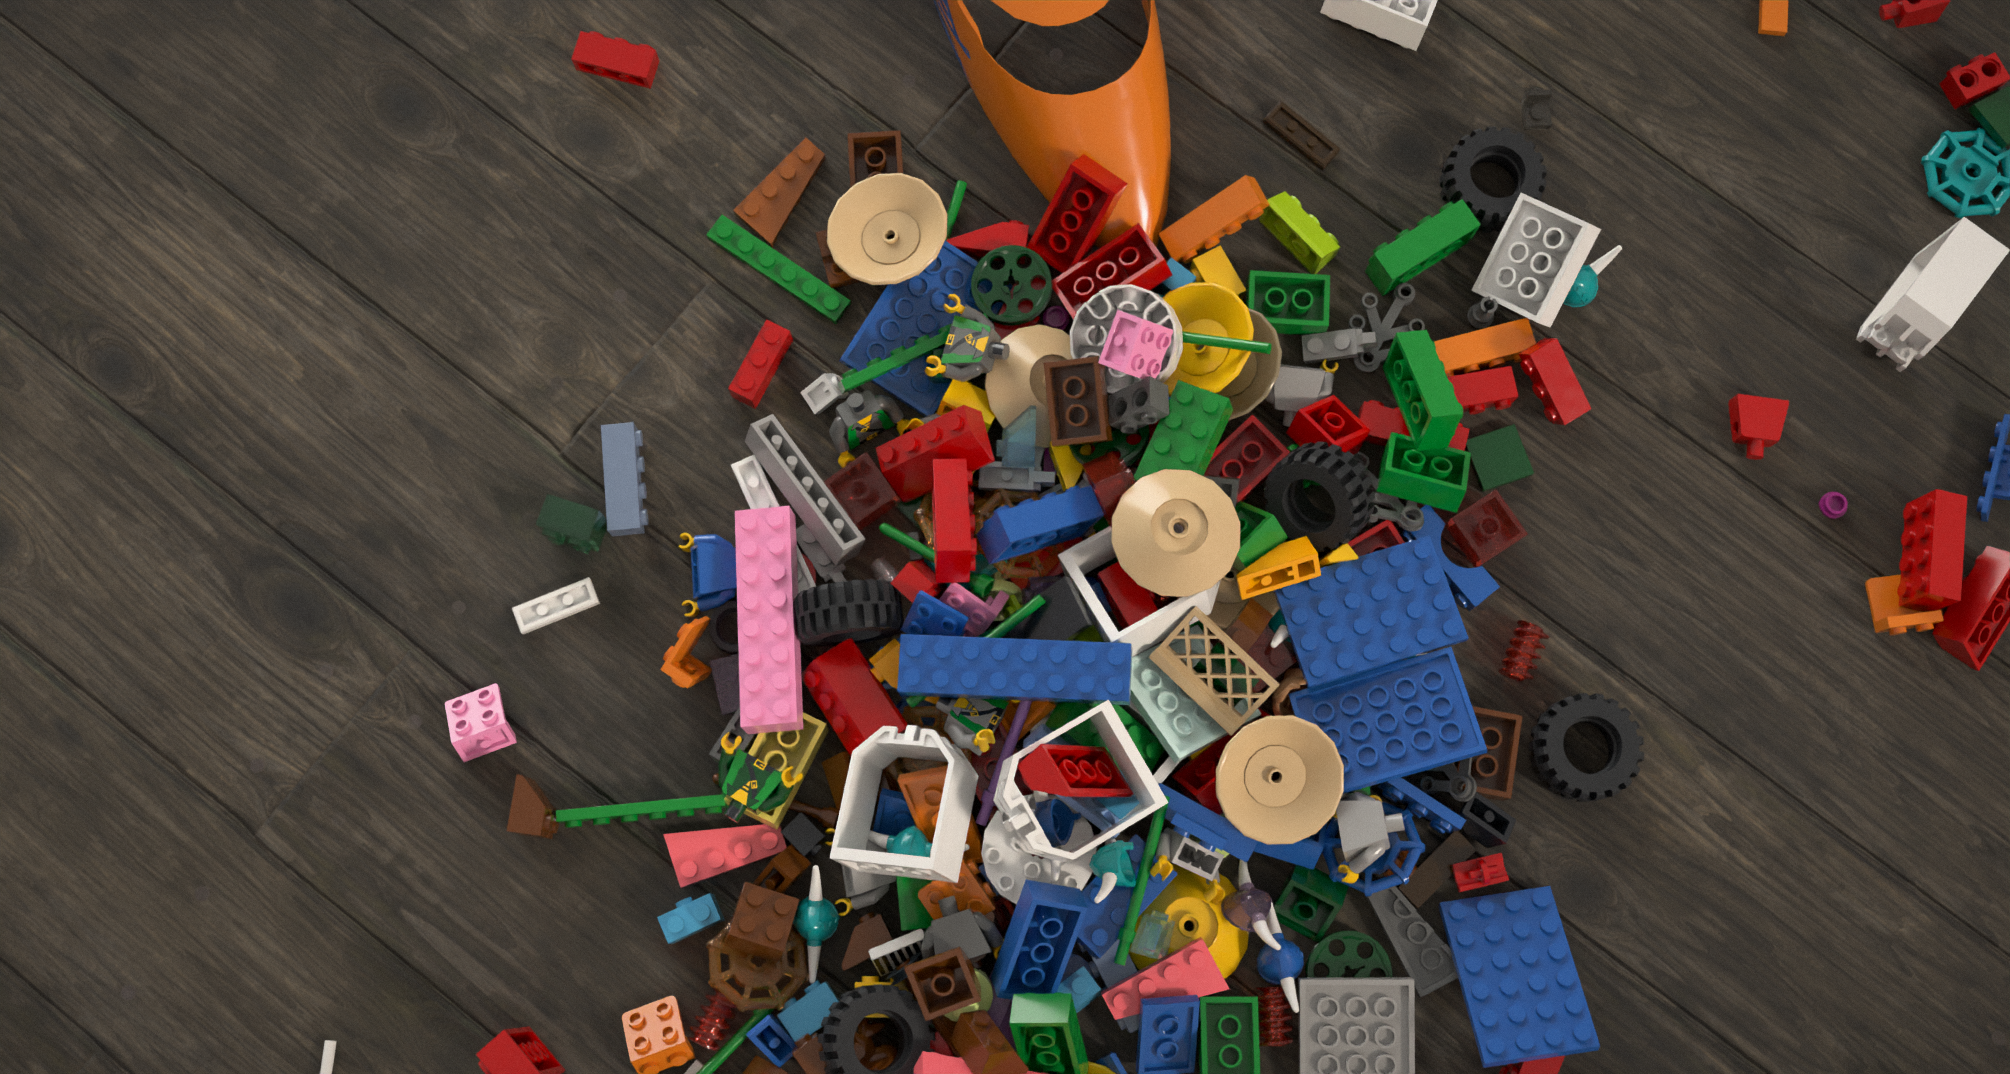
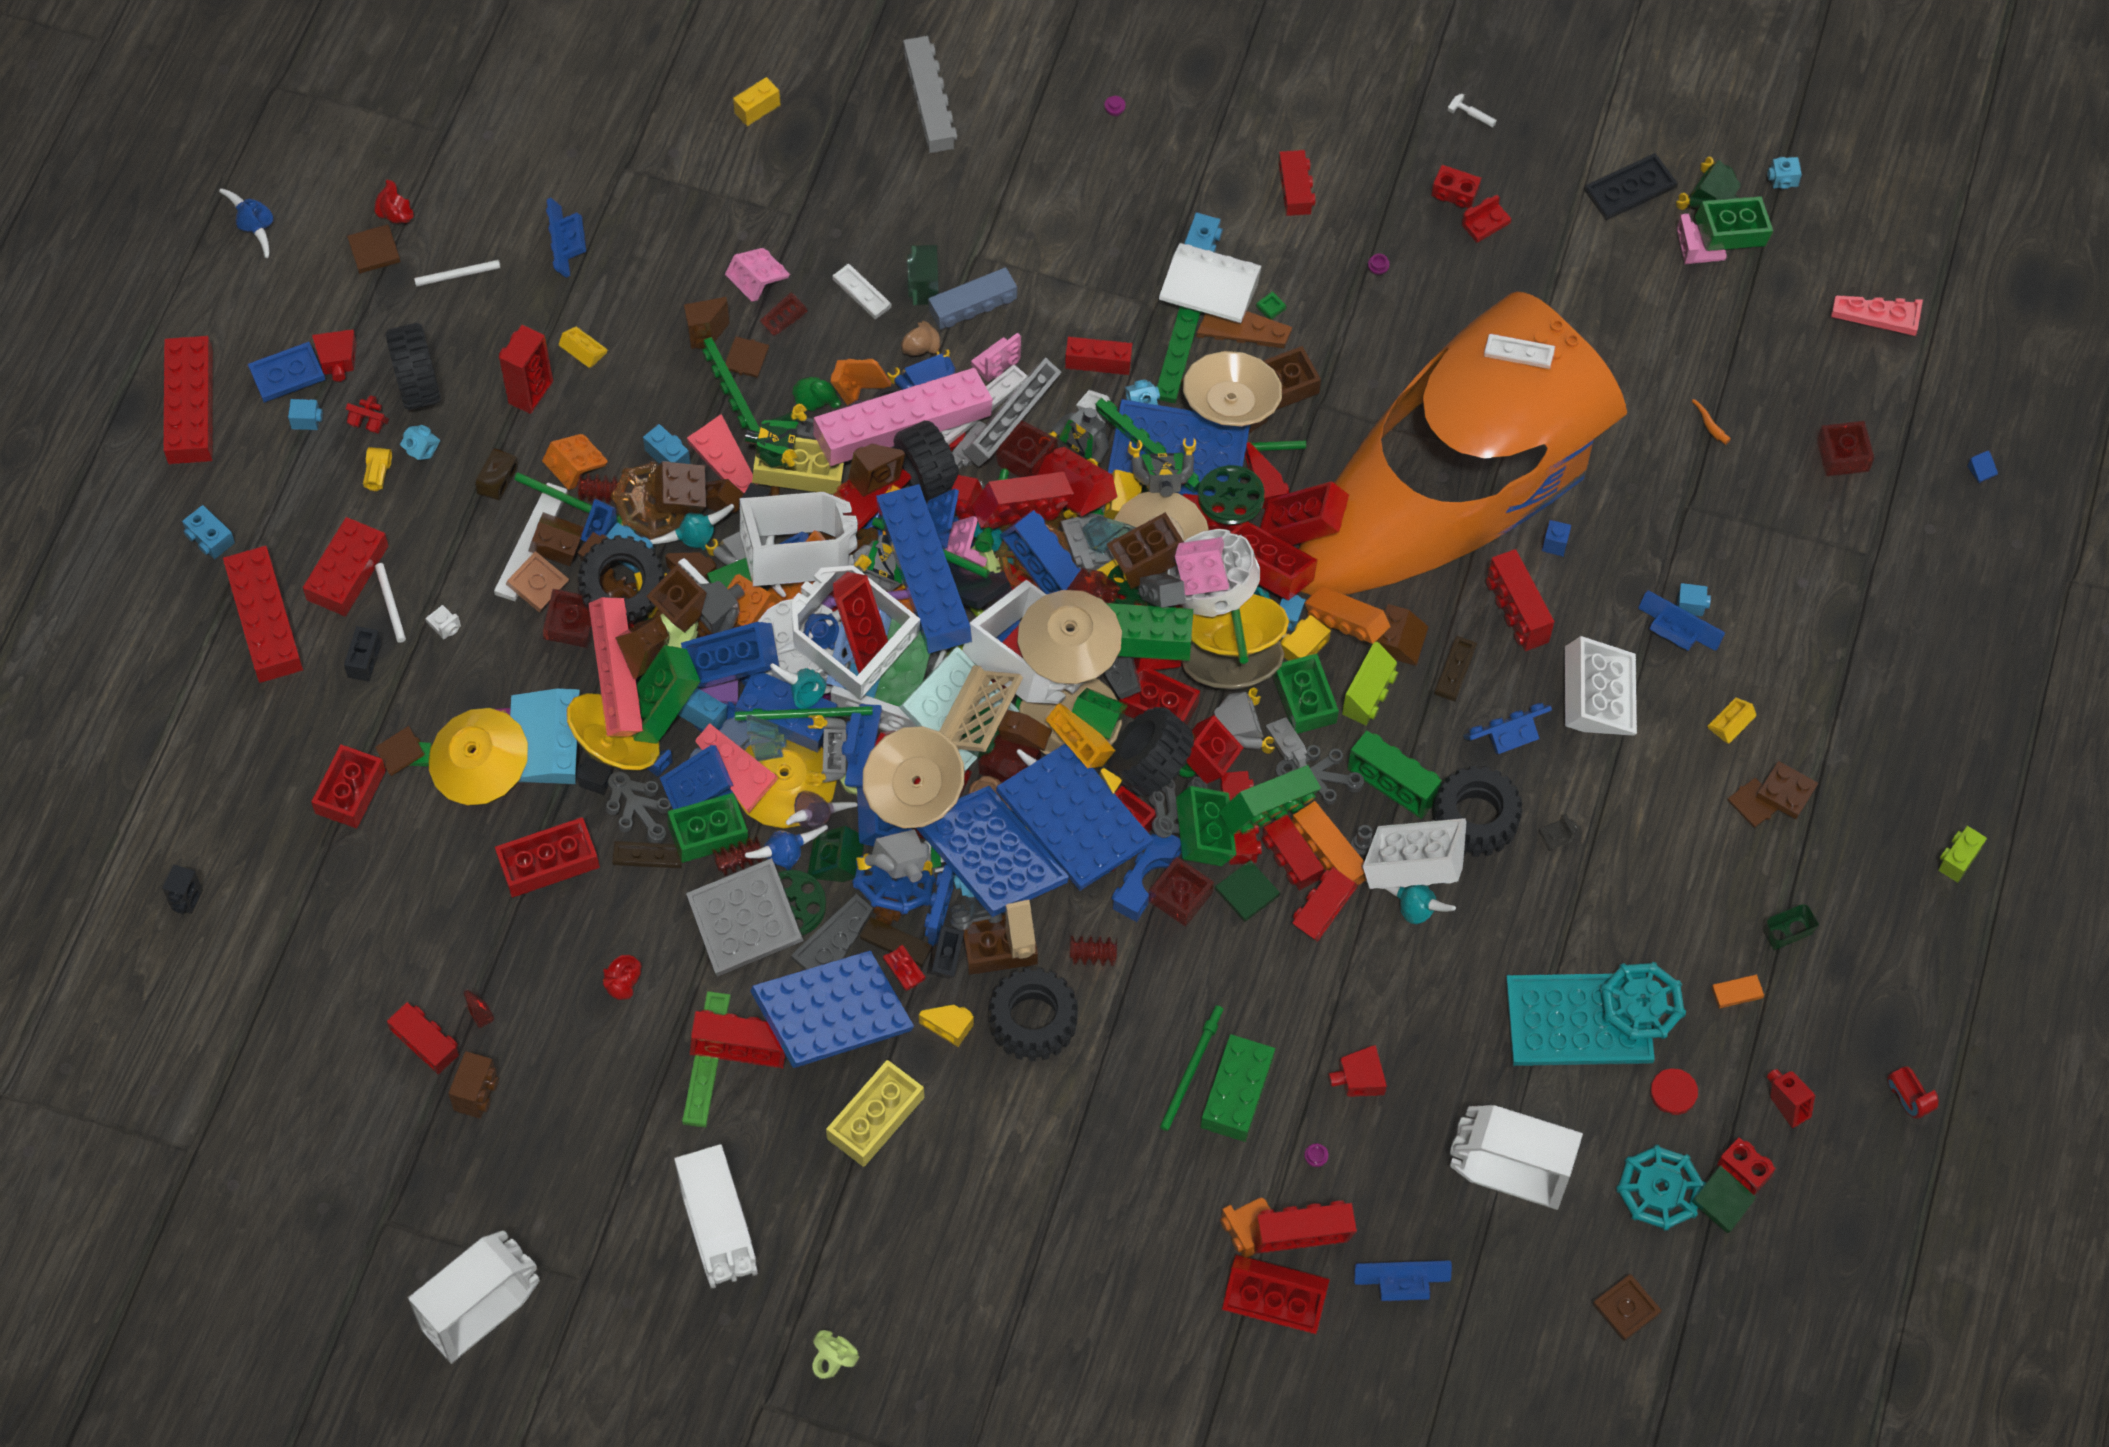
camera: 70 degrees right, 15 degrees down
(231, 638) = (756, 101): none -> yellow brick
(311, 427) = (929, 95): none -> light grey brick
(328, 942) = (566, 236): none -> blue bracket
(420, 219) = (1114, 105): none -> magenta plate
(495, 973) = (582, 346): none -> yellow slope
(534, 693) = (788, 320): none -> clear red slope
(591, 775) = (747, 357): none -> reddish brown piece
(648, 190) = (1204, 232): none -> dark azure brick
(660, 558) = (921, 340): none -> medium nougat hair
(679, 712) = (815, 393): none -> green hair
(713, 481) = (998, 357): none -> bright pink bracket
(717, 203) = (1210, 282): none -> white slope
(759, 13) = (1378, 264): none -> magenta plate
(766, 150) = (1271, 306): none -> green tile
(834, 335) = (1143, 392): none -> medium azure brick
(839, 680) = (875, 467): none -> reddish brown slope
(1242, 162) = (1405, 636): none -> reddish brown slope
(1254, 33) = (1519, 600): none -> red brick
(1398, 107) = (1511, 732): none -> blue bracket
(1508, 727) = (1020, 929): none -> tan slope
(1560, 844) = (948, 1022): none -> yellow slope
(1652, 560) = (1209, 1028): none -> green bar
(1652, 969) = (875, 1113): none -> light yellow brick
(1737, 557) = (1237, 1088): none -> green brick
(1760, 176) = (1564, 1022): none -> teal plate
(1778, 93) = (1649, 990): none -> teal plate
(1866, 116) = (1674, 1091): none -> red tile

